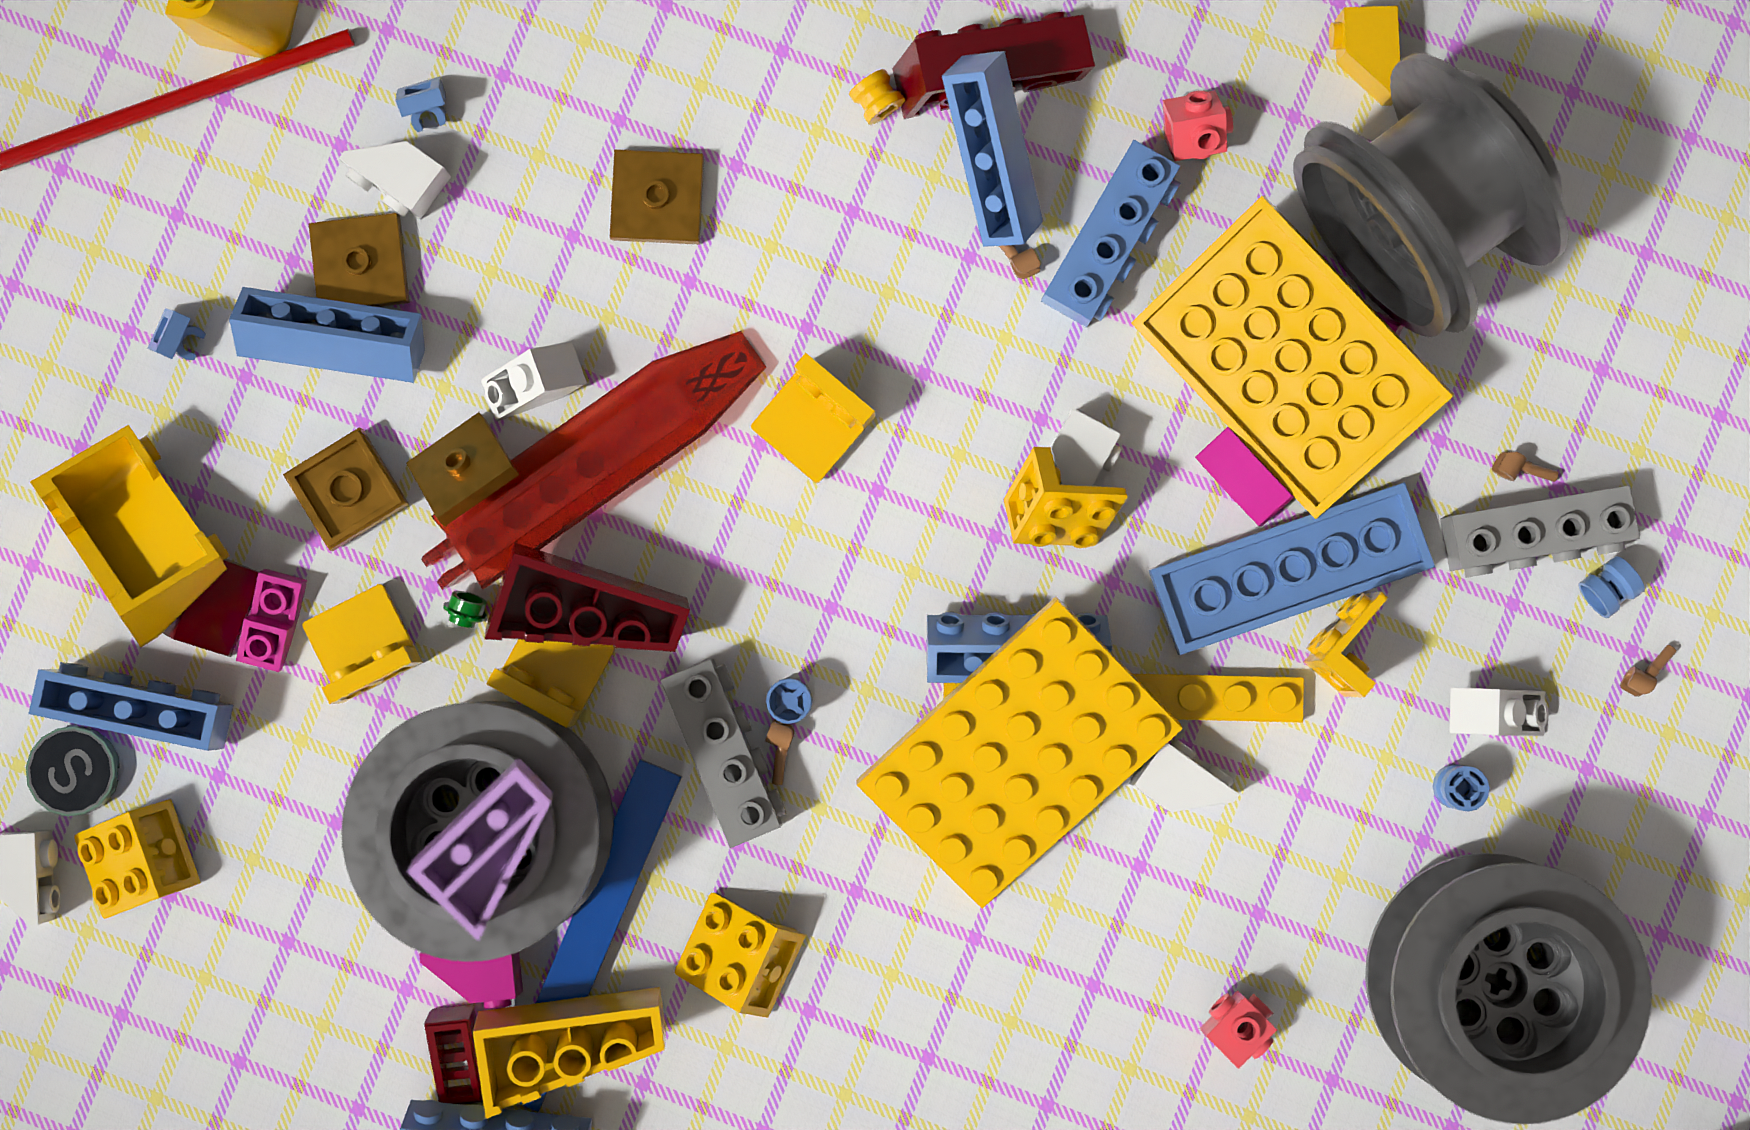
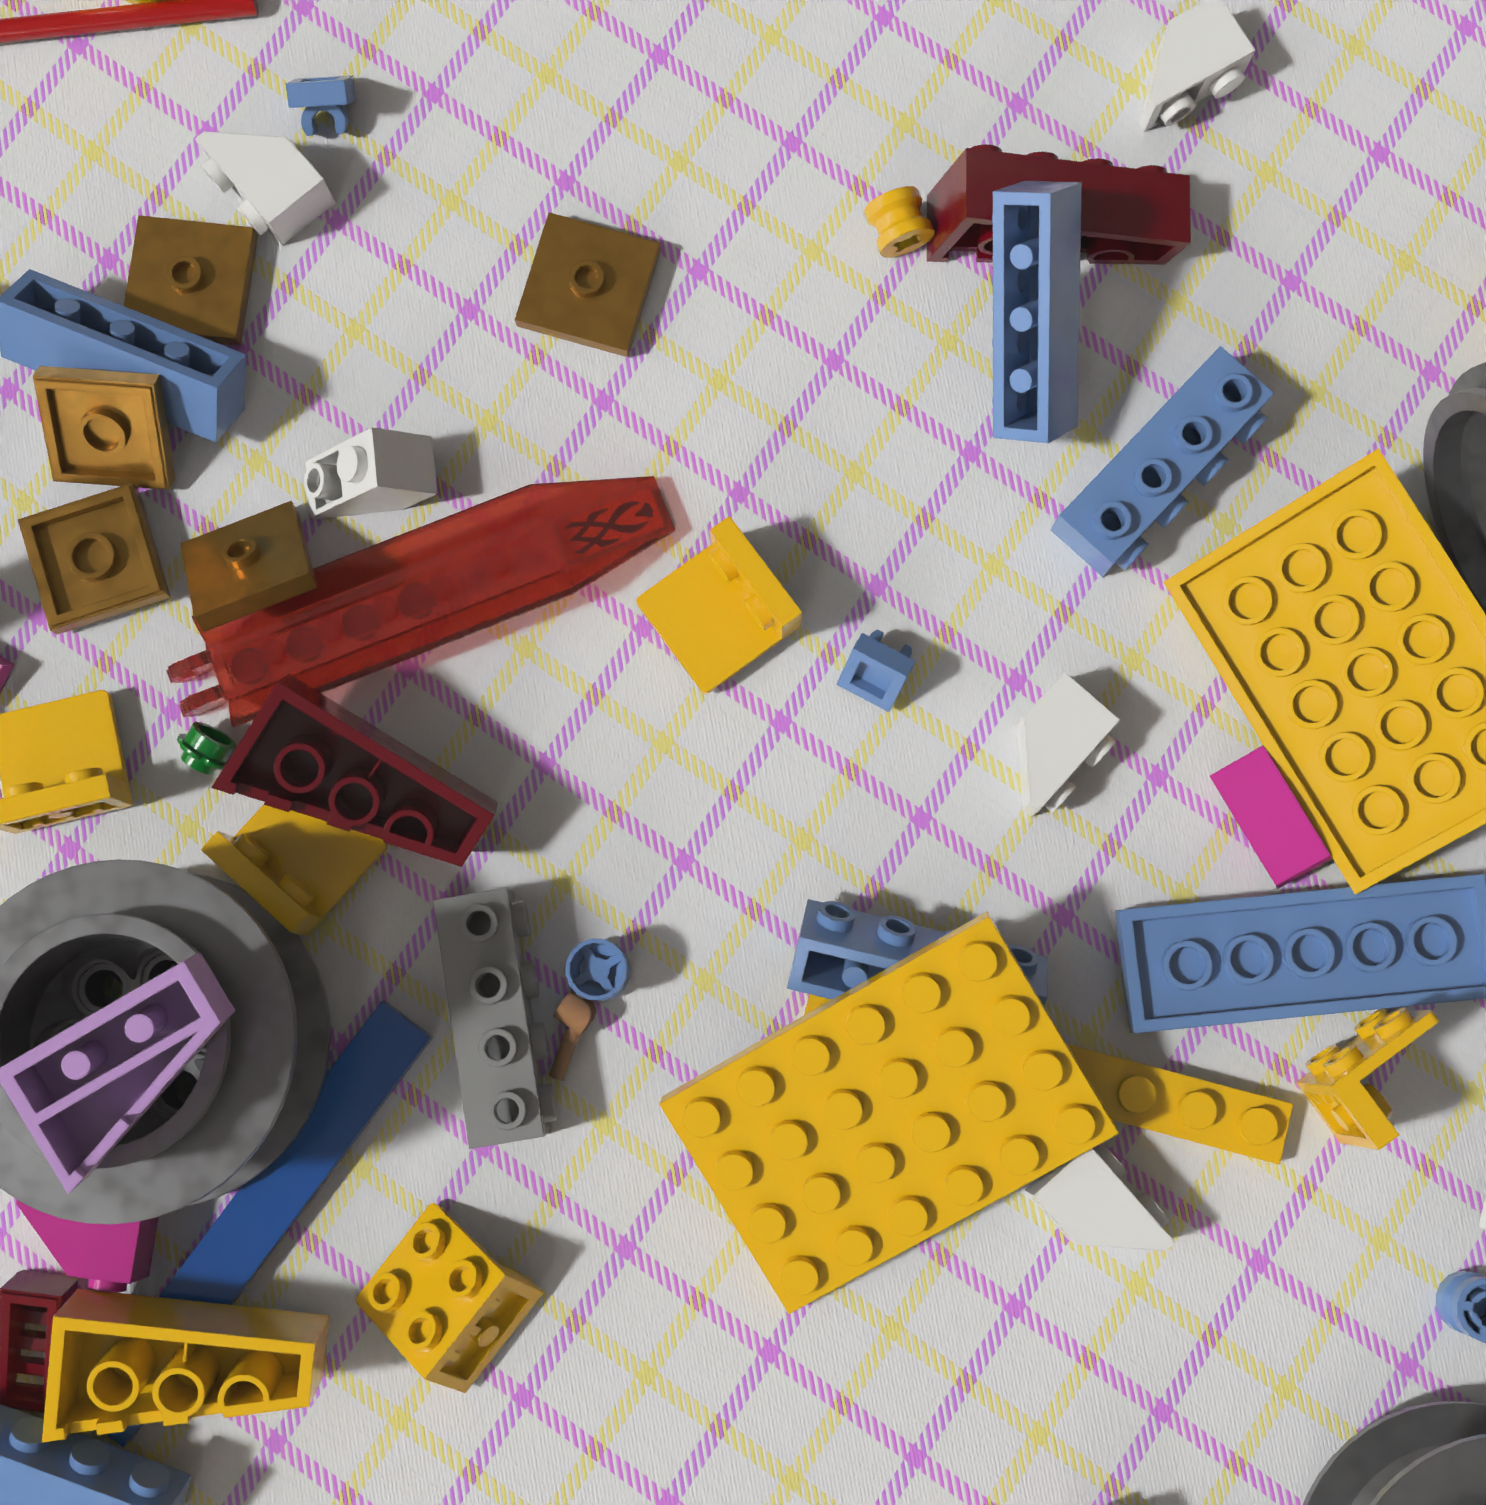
camera: 15 degrees right, 5 degrees down
(330, 391) = (105, 427): none -> pearl gold plate
(938, 437) = (876, 670): none -> medium blue tile
(1024, 263) = (1038, 476): medium nougat hand -> none
(1057, 514) = (1013, 804): yellow bracket -> none
(1196, 125) = (1305, 348): coral brick -> none

